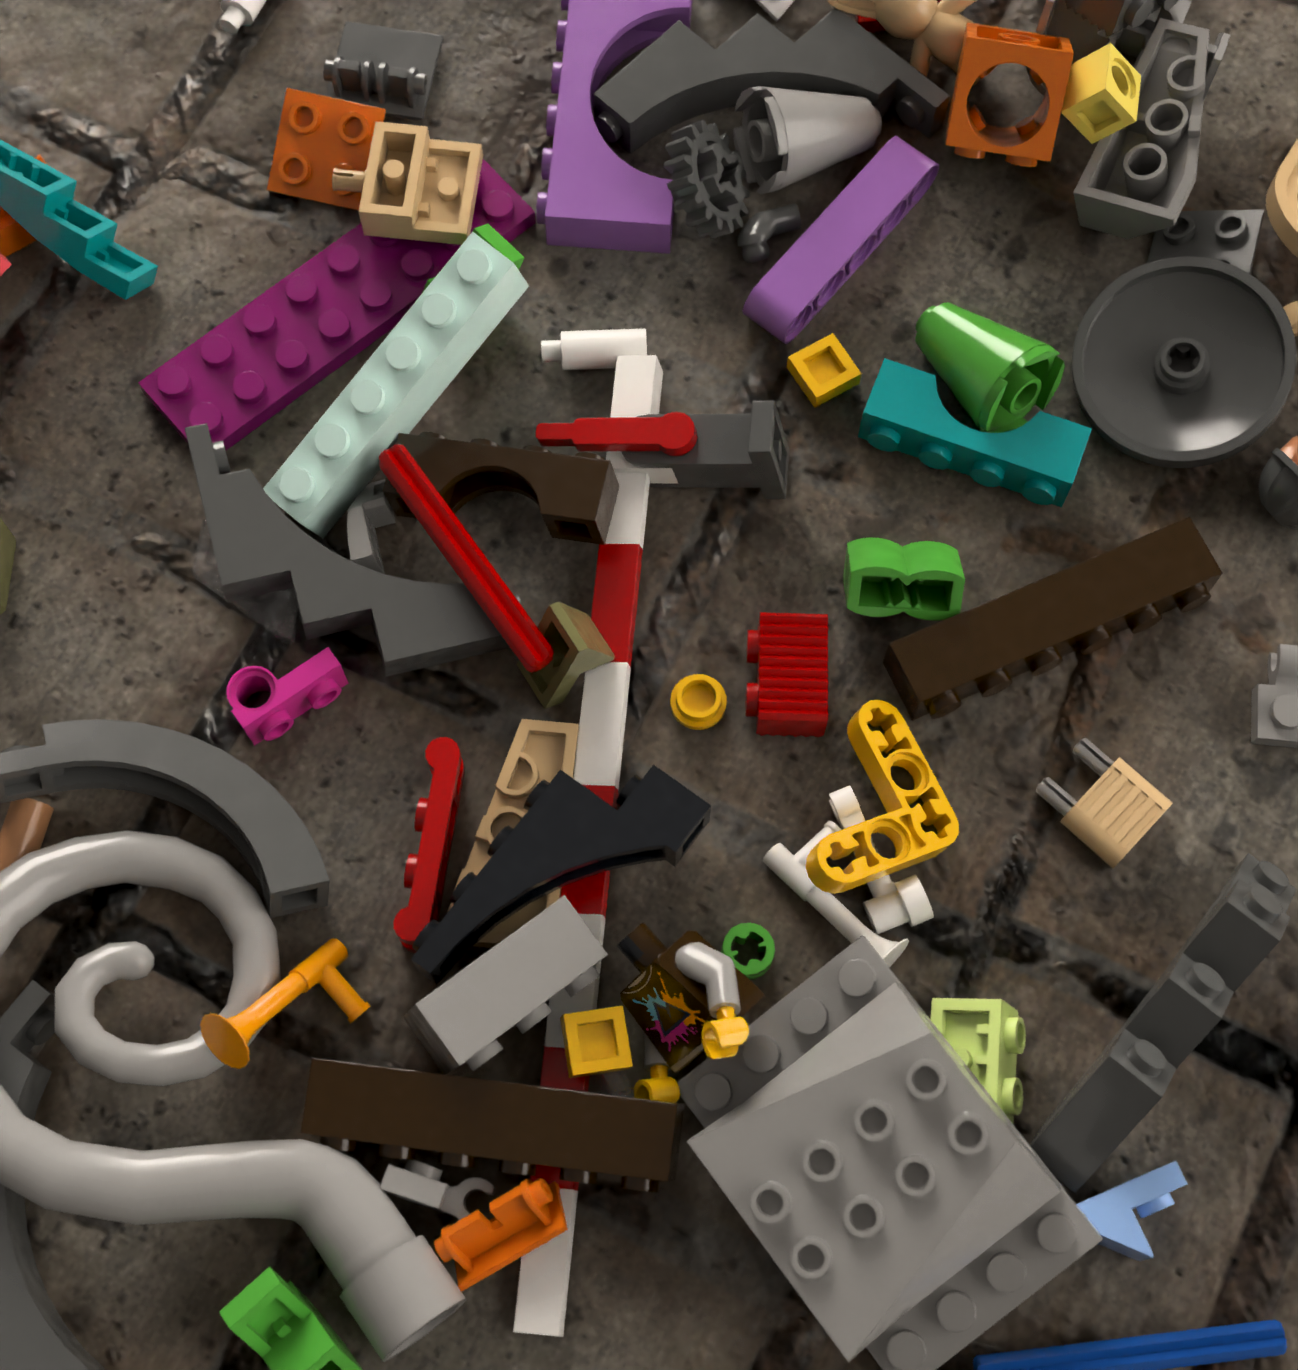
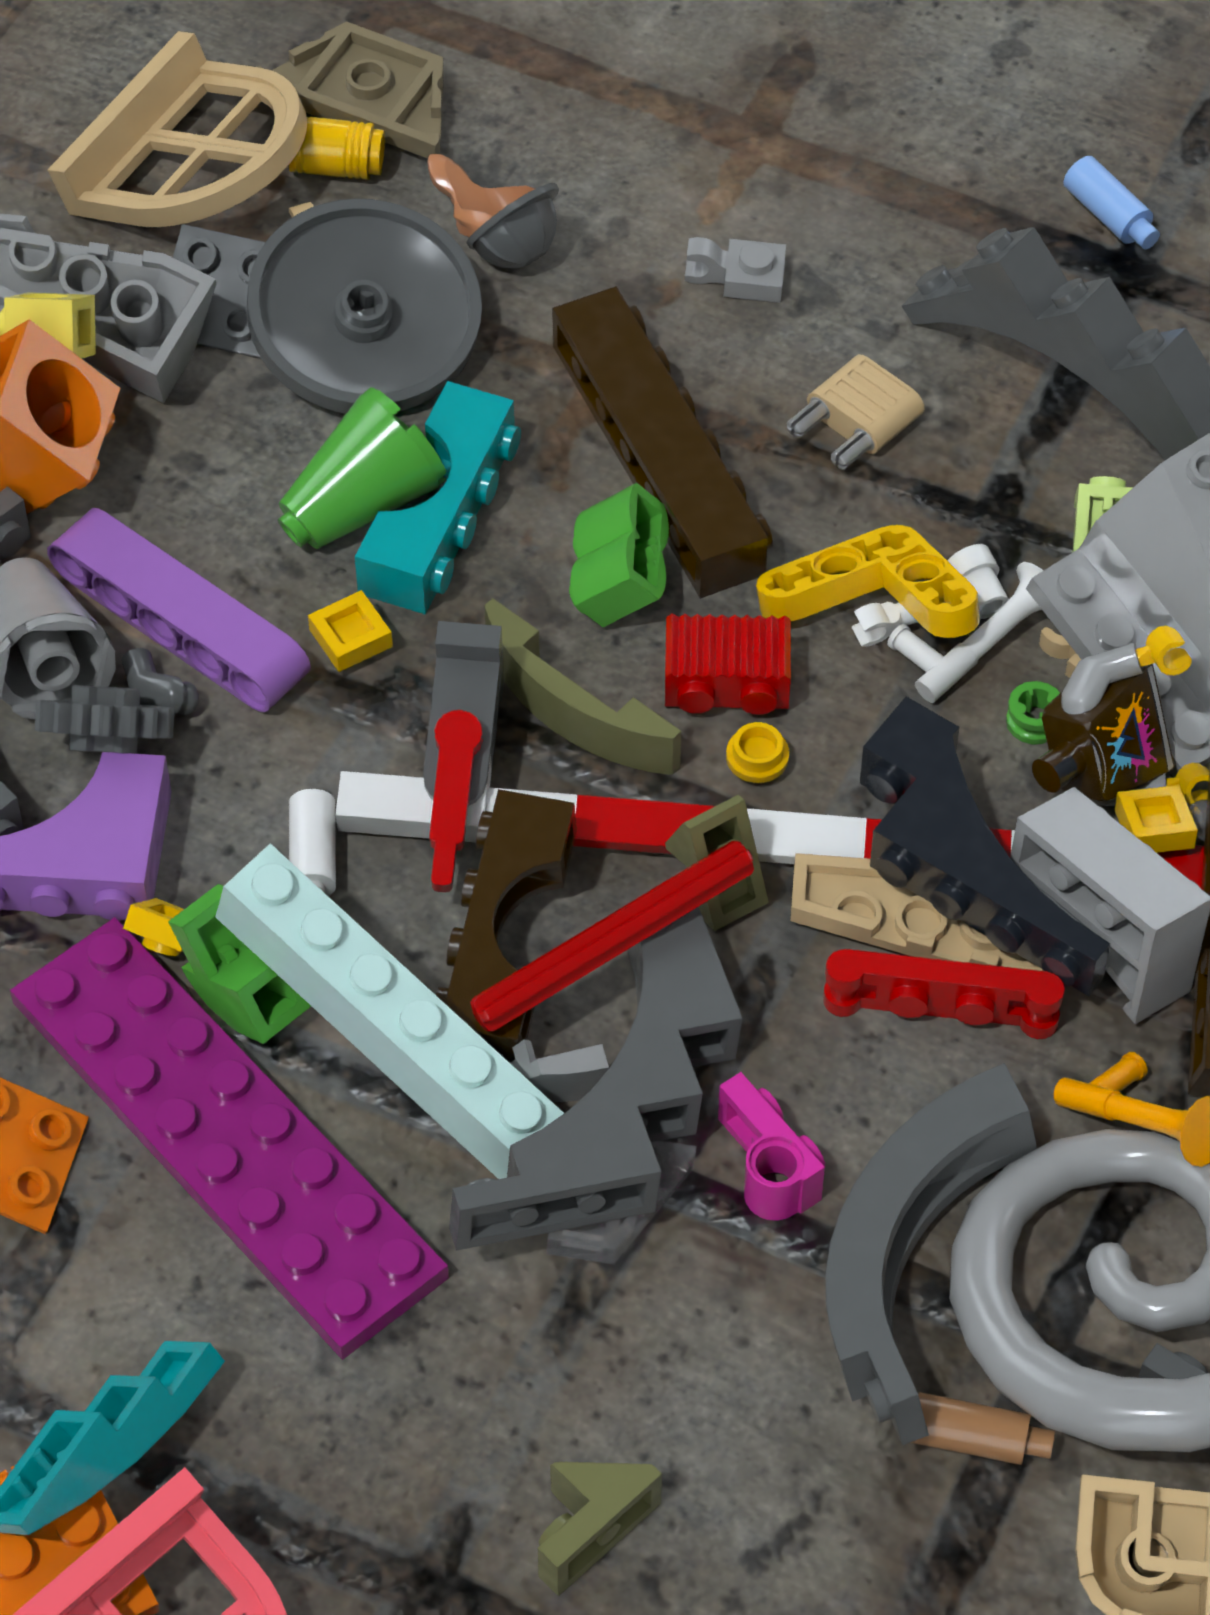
camera: 90 degrees left, 15 degrees down
(415, 185) = (92, 1018): tan plate -> none
(529, 240) = (151, 922): none -> yellow plate
(795, 498) = (626, 737): none -> olive slope

